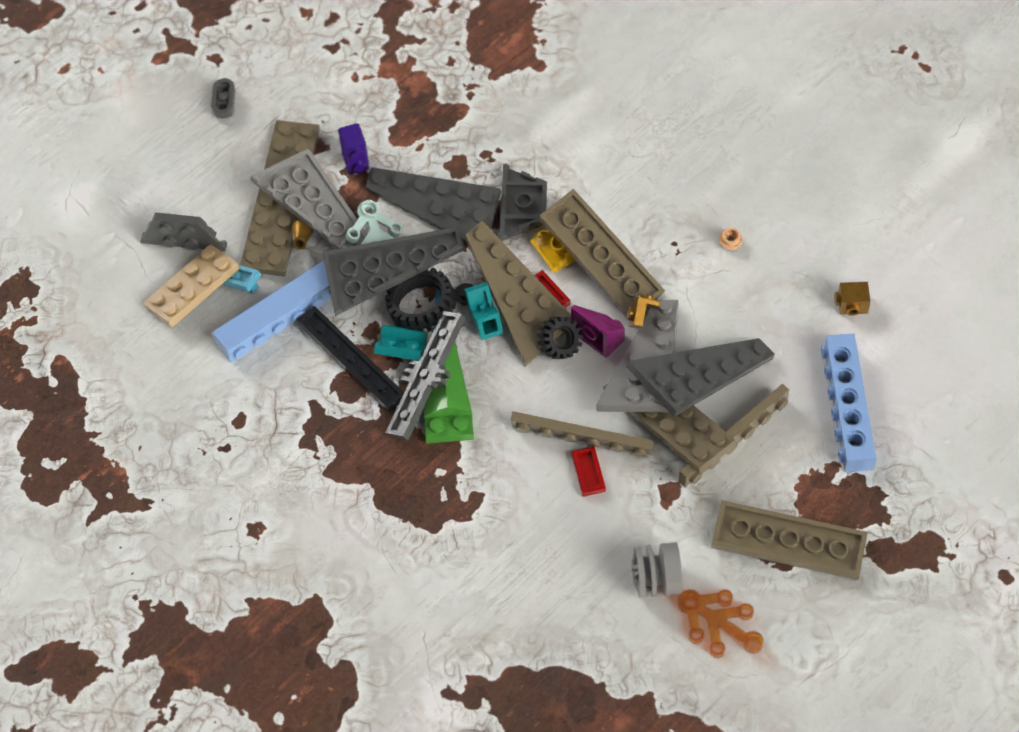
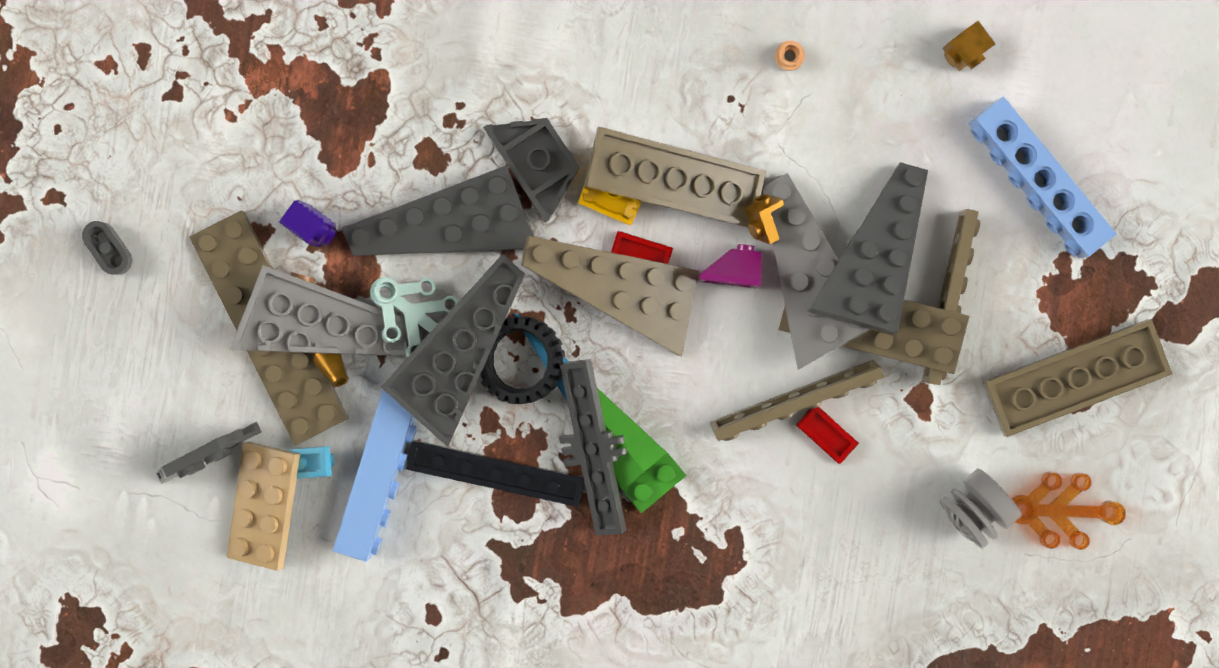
camera: 40 degrees left, 30 degrees up
(401, 342) = (538, 425): teal bracket -> none
(460, 293) = (558, 314): black plate -> none
(482, 311) = (598, 330): teal brick -> none
(572, 337) = (688, 303): black tyre -> none

